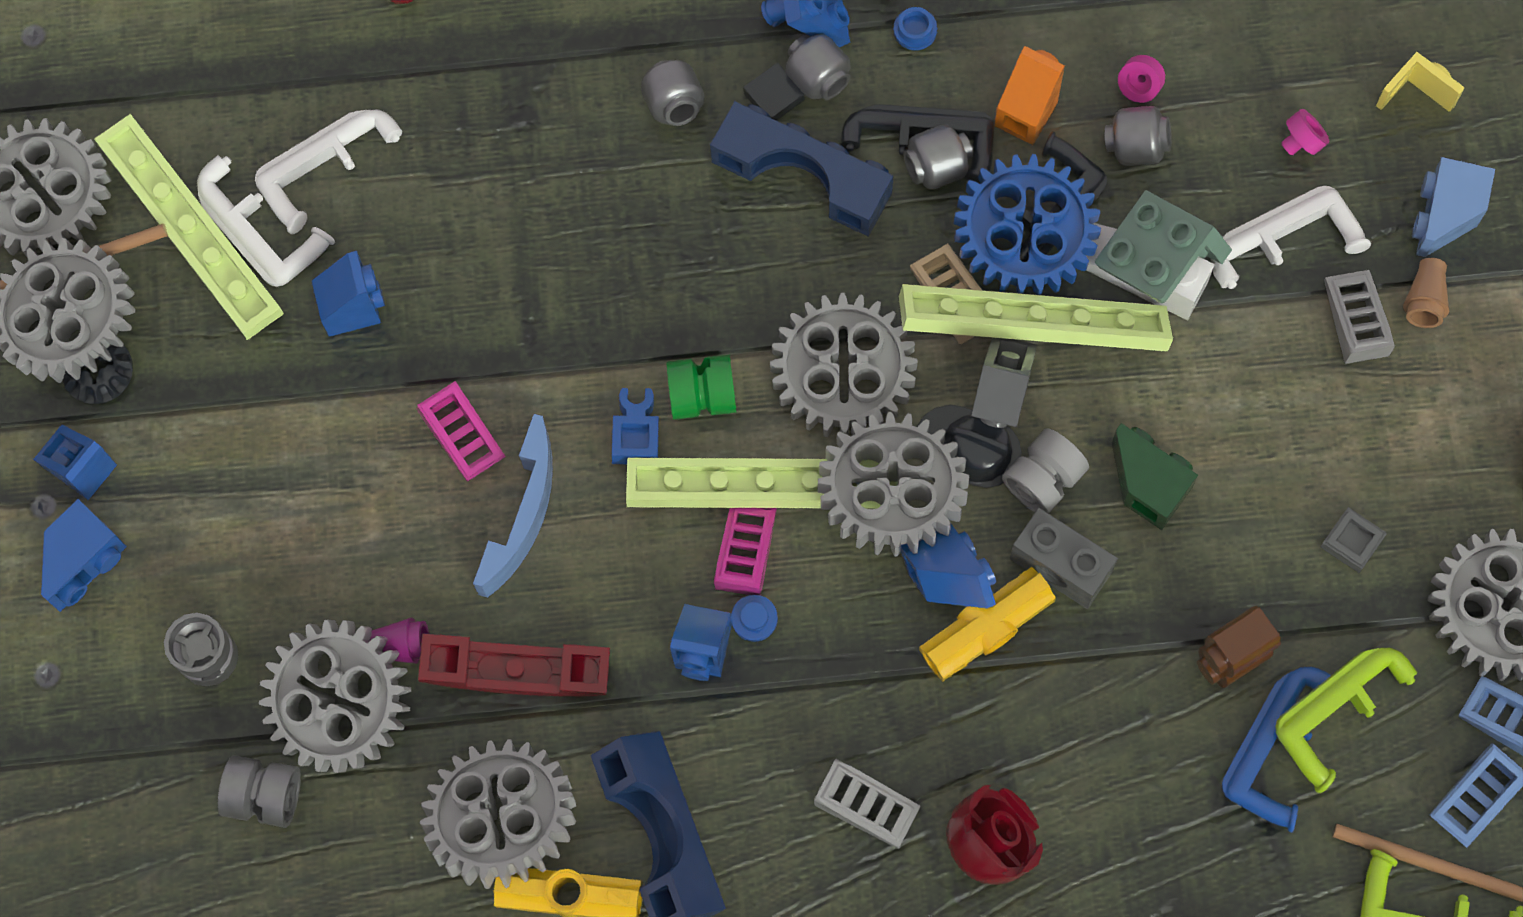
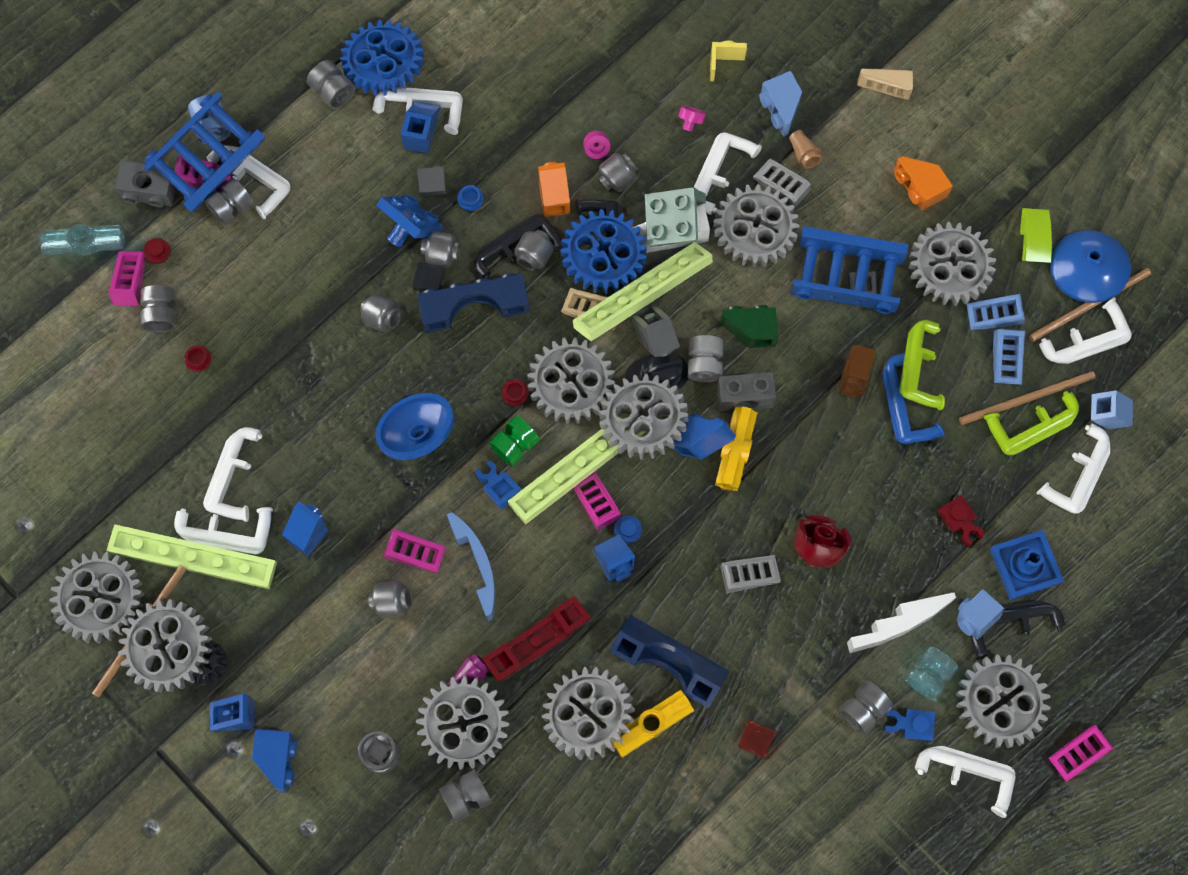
camera: 45 degrees left, 0 degrees up
(378, 468) = (390, 599): none -> flat silver head
(589, 270) = (415, 426): none -> blue dish
(759, 326) = (515, 392): none -> dark red plate
(1304, 327) = (763, 205): none -> light grey gear
(1363, 460) = (845, 244): none -> blue fence

